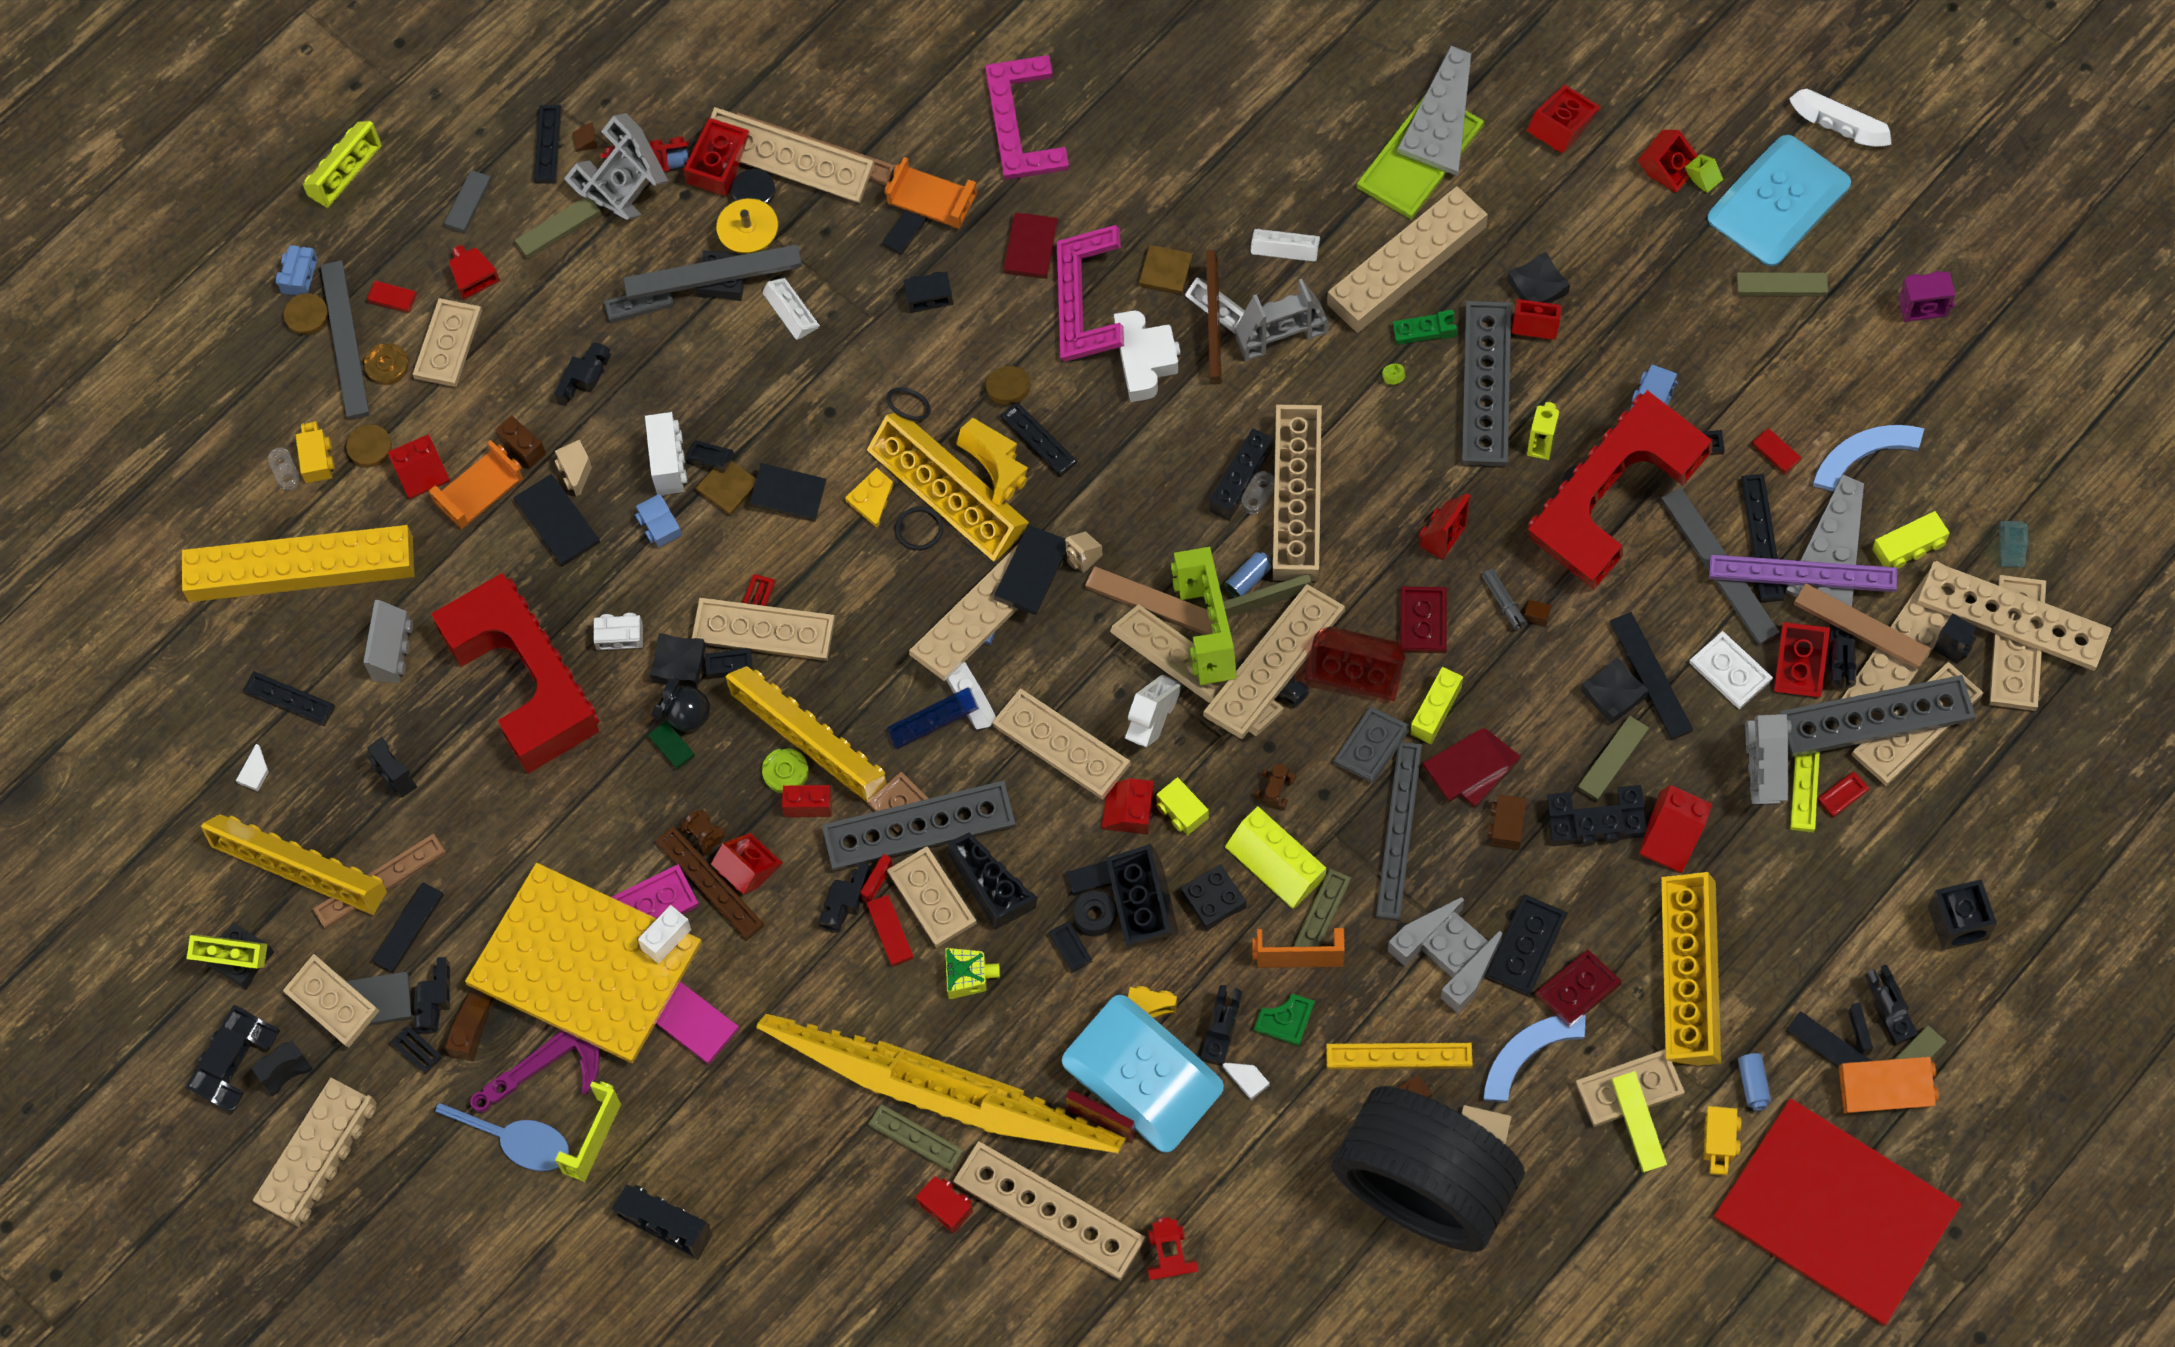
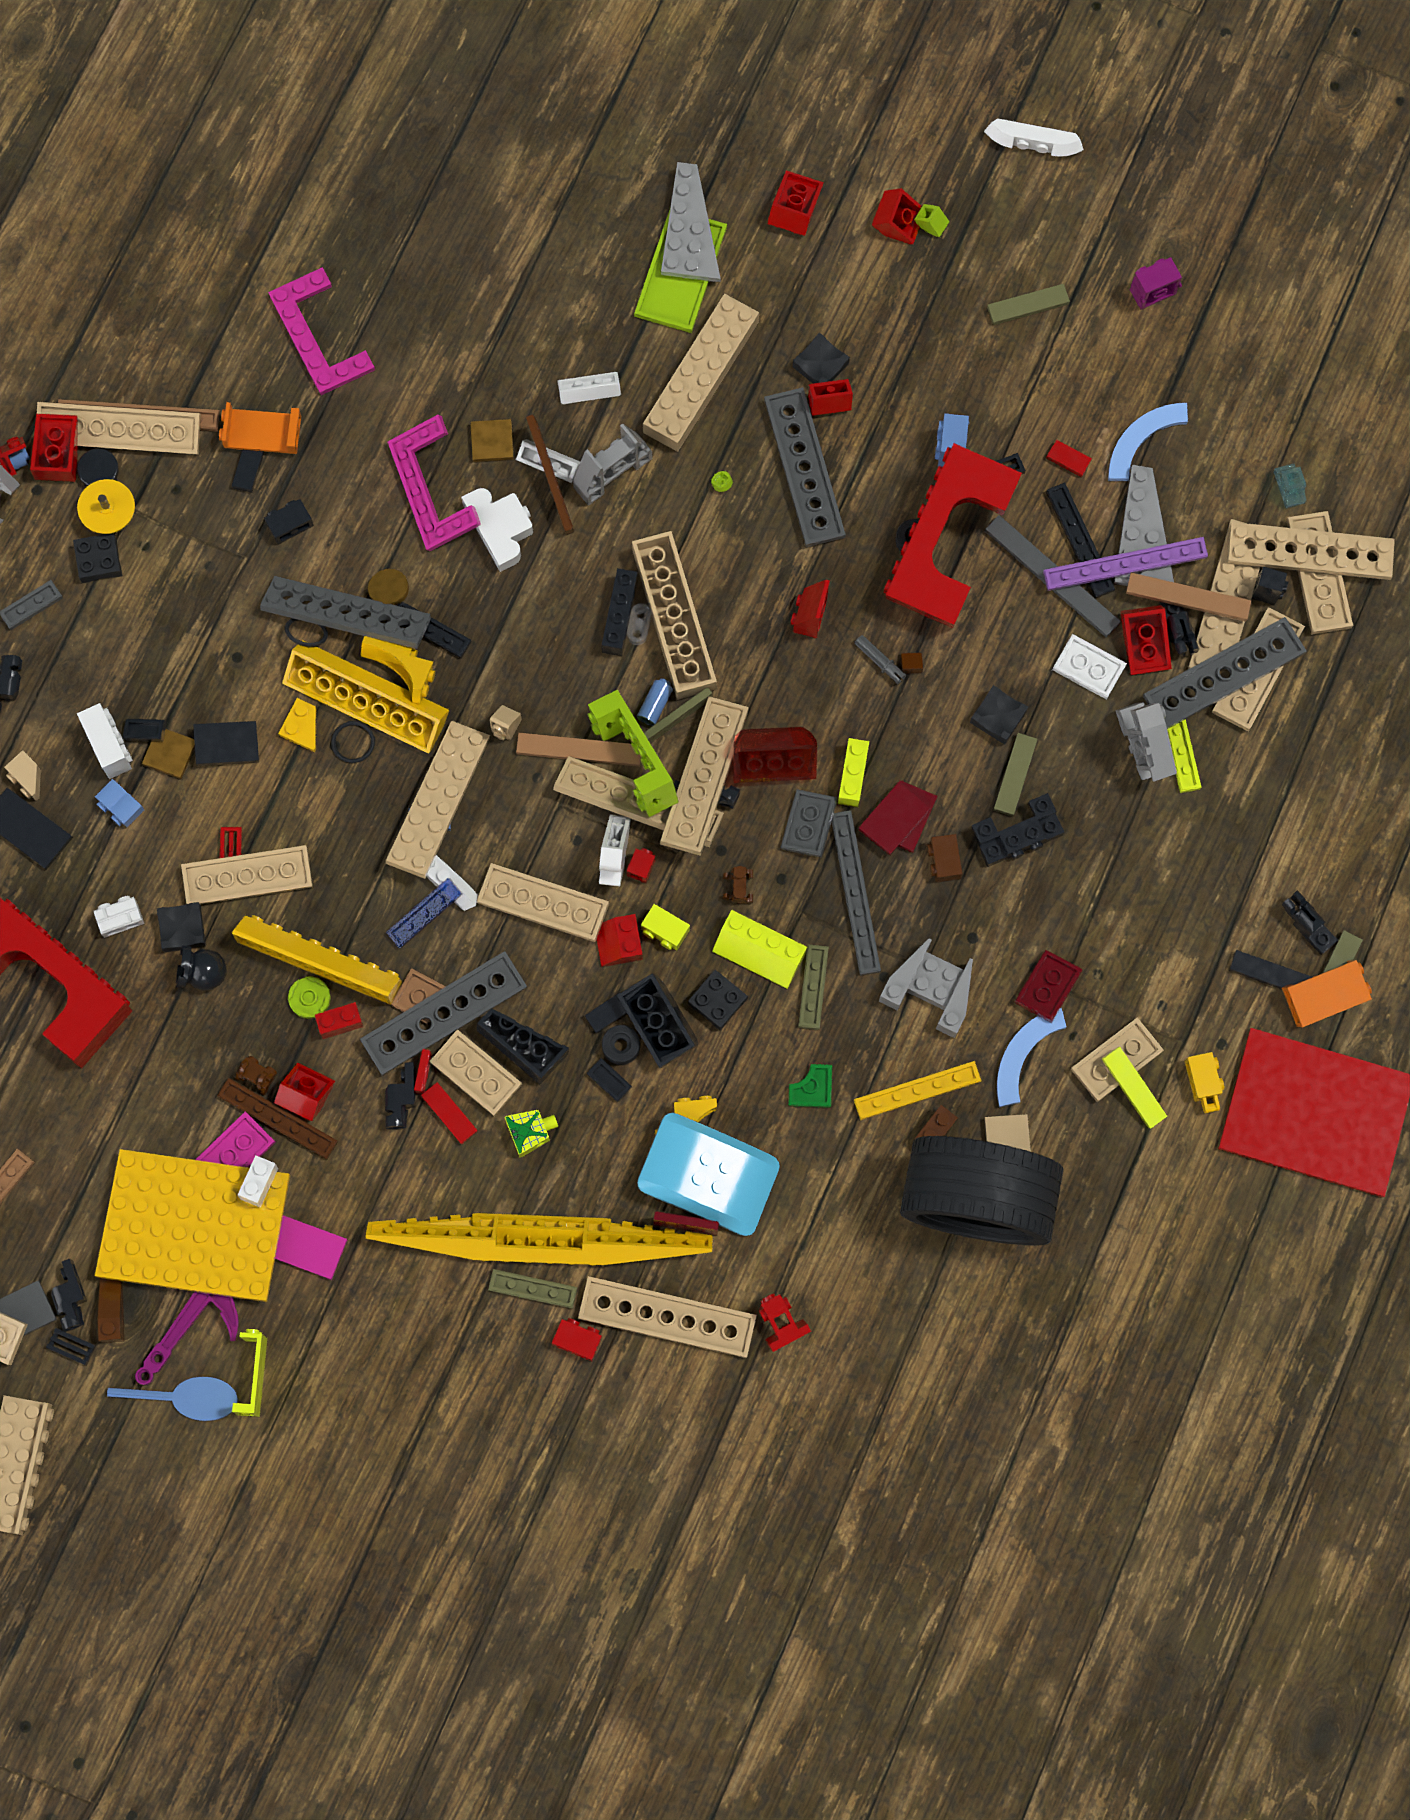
camera: 25 degrees left, 10 degrees up
(408, 927) = (24, 1240): black tile -> none
(663, 1220) = (340, 1431): black wedge -> none
(671, 745) = (201, 1005): dark green tile -> none
(712, 272) = (89, 559): dark grey tile -> none
(725, 662) = (226, 915): black plate -> none
(790, 308) = (169, 570): white slope -> none
(966, 393) = (350, 622): none -> dark grey plate
(1030, 245) = (365, 451): dark red tile -> none
(1031, 570) = (467, 754): black tile -> none
(1178, 735) = (641, 865): none -> red brick
(1221, 1027) = (761, 1113): black plate -> none
(1247, 1078) = (796, 1149): white tile -> none
(1299, 956) = (839, 1021): orange panel -> none
(1423, 619) = (817, 697): dark red tile -> none
(1425, 328) = (735, 431): green plate -> none
(1526, 945) = (993, 961): black tile -> none
(1544, 423) = (867, 497): neon yellow torso -> none
(1651, 676) = (1024, 691): black tile -> none
(1674, 828) = (1086, 822): red slope -> none
(1691, 969) = (1137, 942): yellow slope -> none
(1754, 1081) = (1217, 1022): medium blue brick -> none
(1779, 200) = (1002, 227): medium azure wedge -> none
(1843, 794) = (1215, 749): red tile -> none
(1860, 1029) = (1290, 951): black tile -> none
(1911, 541) = (1206, 508): neon yellow brick -> none
(1962, 914) = (1345, 828): black brick -> none

